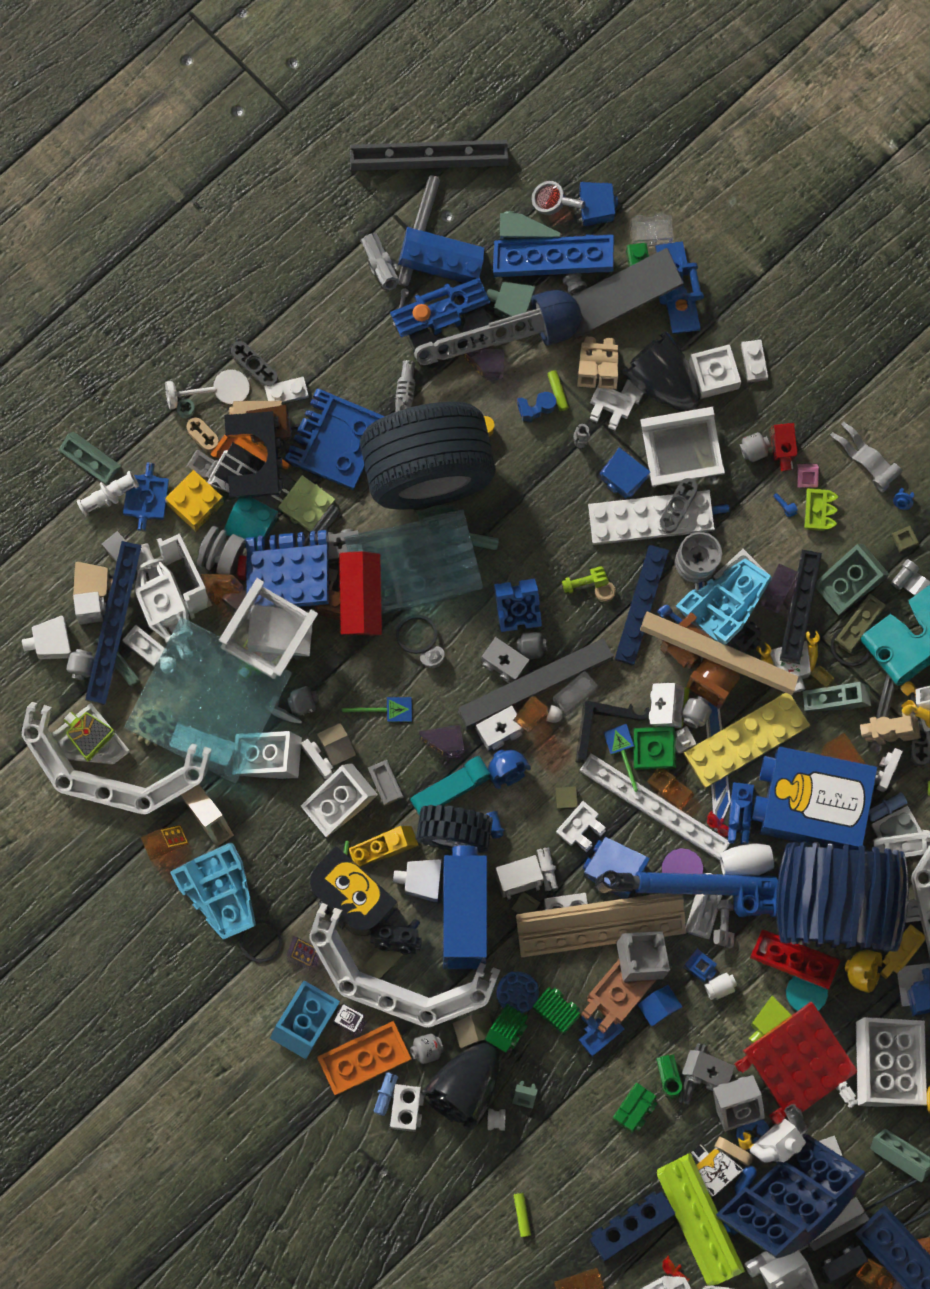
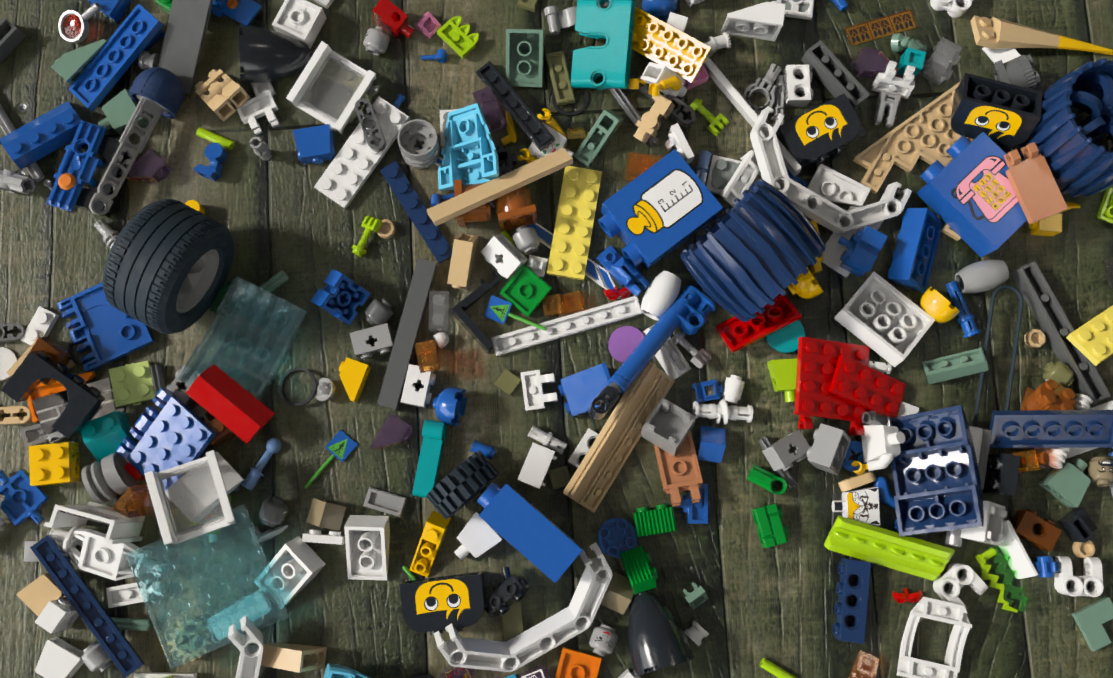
camera: 50 degrees left, 5 degrees up
(352, 656) = (273, 446): none -> medium blue pin
(463, 671) = (353, 376): none -> yellow slope
(634, 674) = (462, 260): none -> tan slope
(695, 992) = (722, 411): none -> white piece
(778, 622) = (511, 131): none -> yellow bar
(819, 1095) = (867, 387): none -> red plate

